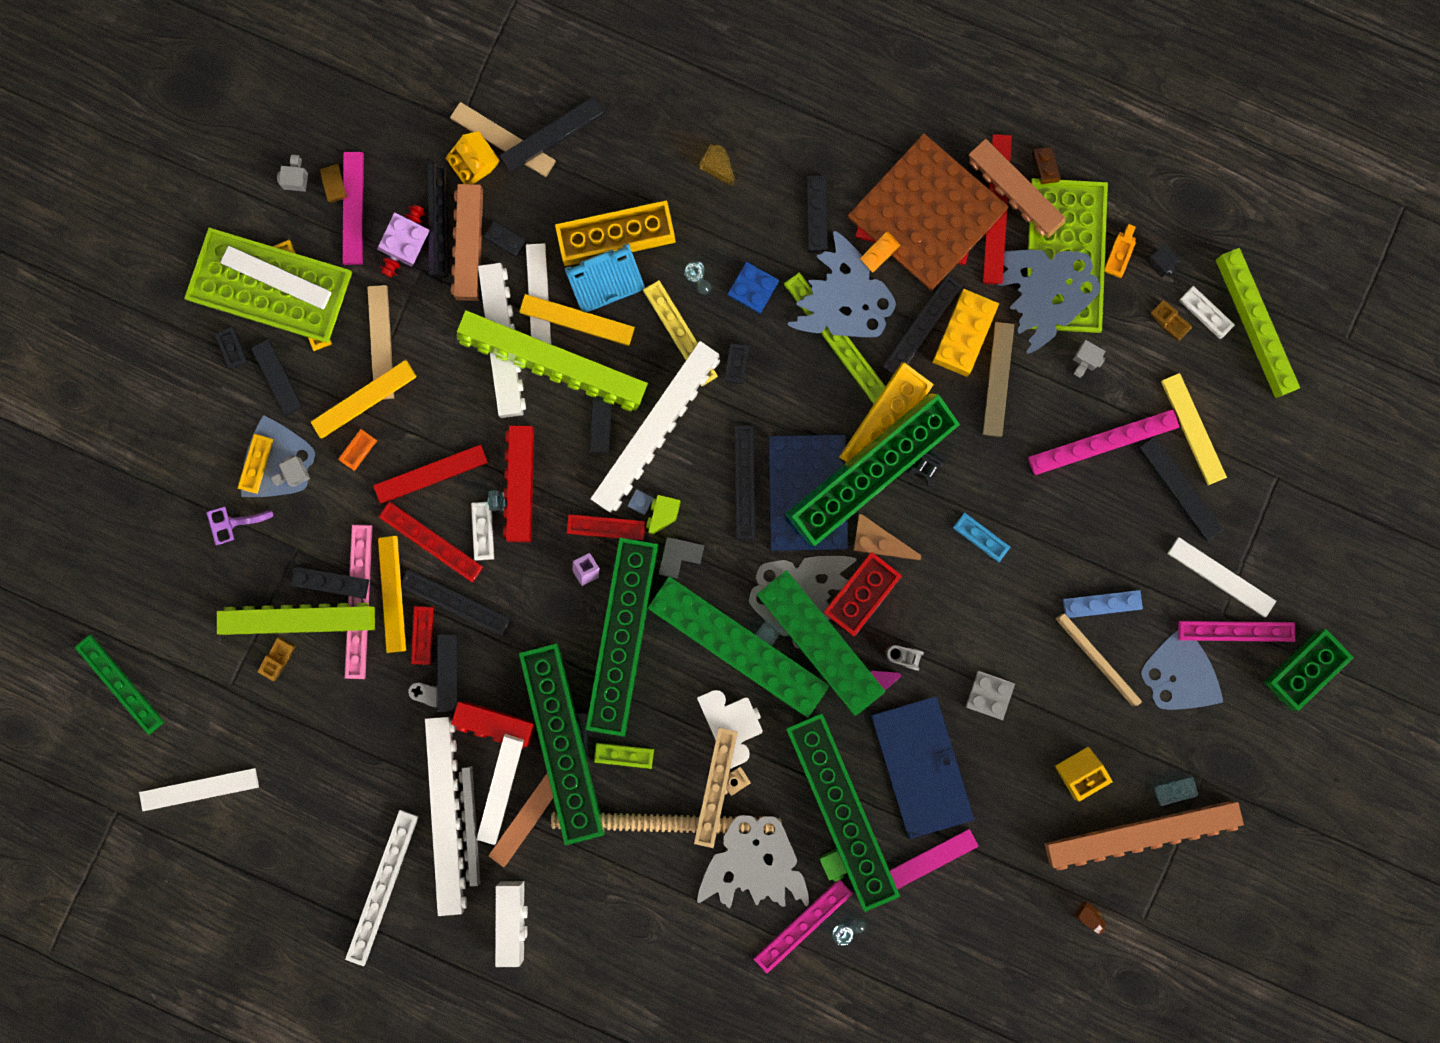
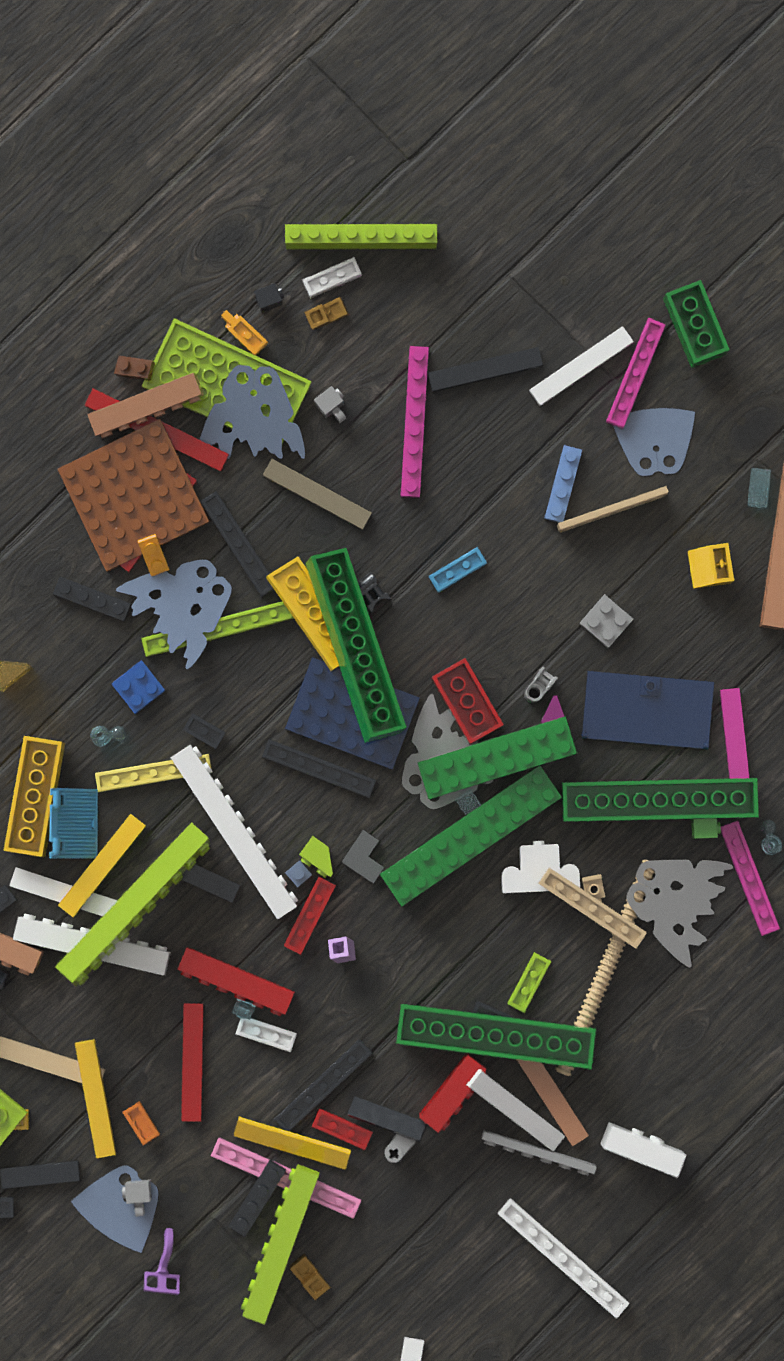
camera: 70 degrees left, 0 degrees up
(255, 463) = (115, 1226): yellow tile -> none
(431, 542) = (256, 1087): red tile -> none
(445, 816) = (519, 1172): white brick -> none
(622, 637) = (418, 940): green brick -> none
(875, 539) = (422, 667): medium nougat wing -> none
(965, 333) = (262, 507): yellow brick -> none
(1193, 429) = (435, 334): light yellow tile -> none

